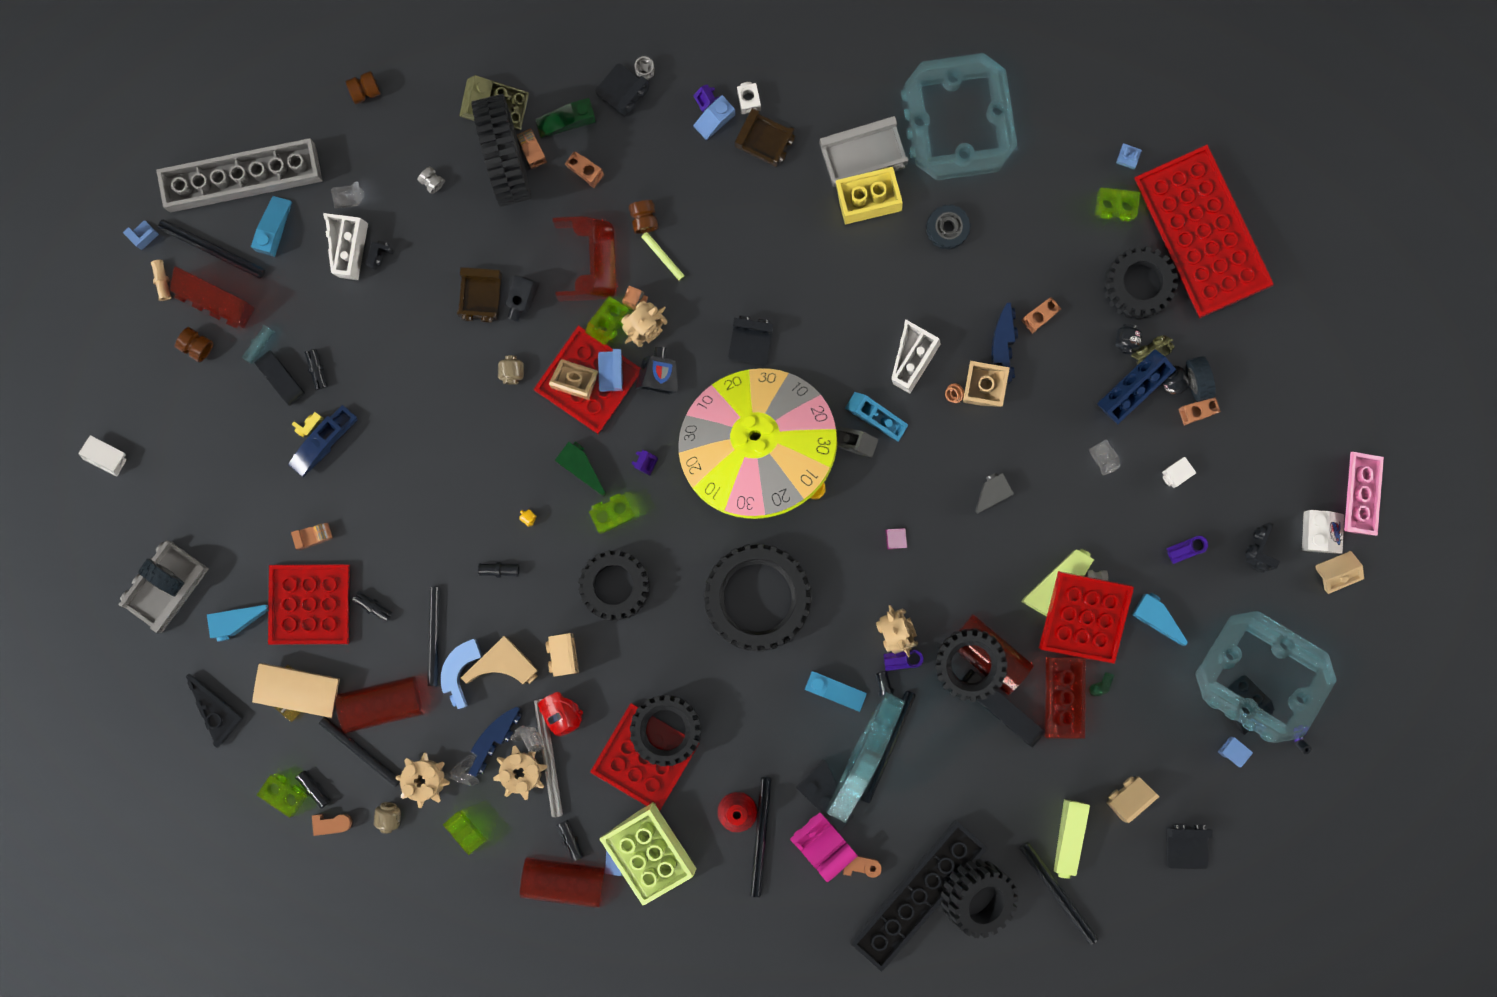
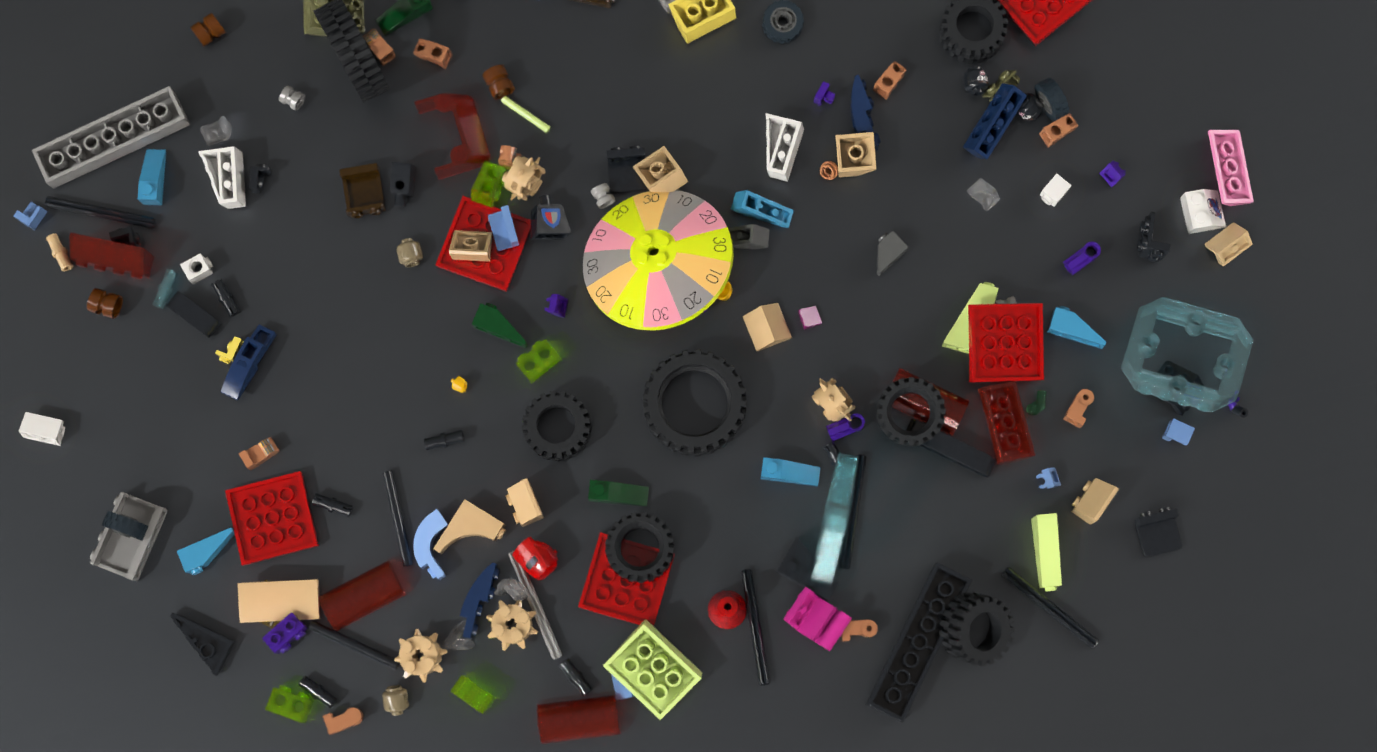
camera: 15 degrees left, 5 degrees down
(229, 280) = (125, 236): none -> black bracket
(286, 332) = (189, 268): none -> white brick
(293, 724) = (285, 633): none -> dark purple bracket
(658, 668) = (617, 493): none -> dark green slope
(719, 361) = (603, 195): none -> light grey wheel
(783, 353) = (660, 172): none -> tan slope
(850, 537) = (767, 326): none -> tan slope
(969, 313) = (824, 94): none -> dark purple tile
(1095, 764) = (1051, 478): none -> medium blue tile
(1141, 700) = (1078, 407): none -> nougat leg
(1242, 470) = (1112, 173): none -> dark purple tile

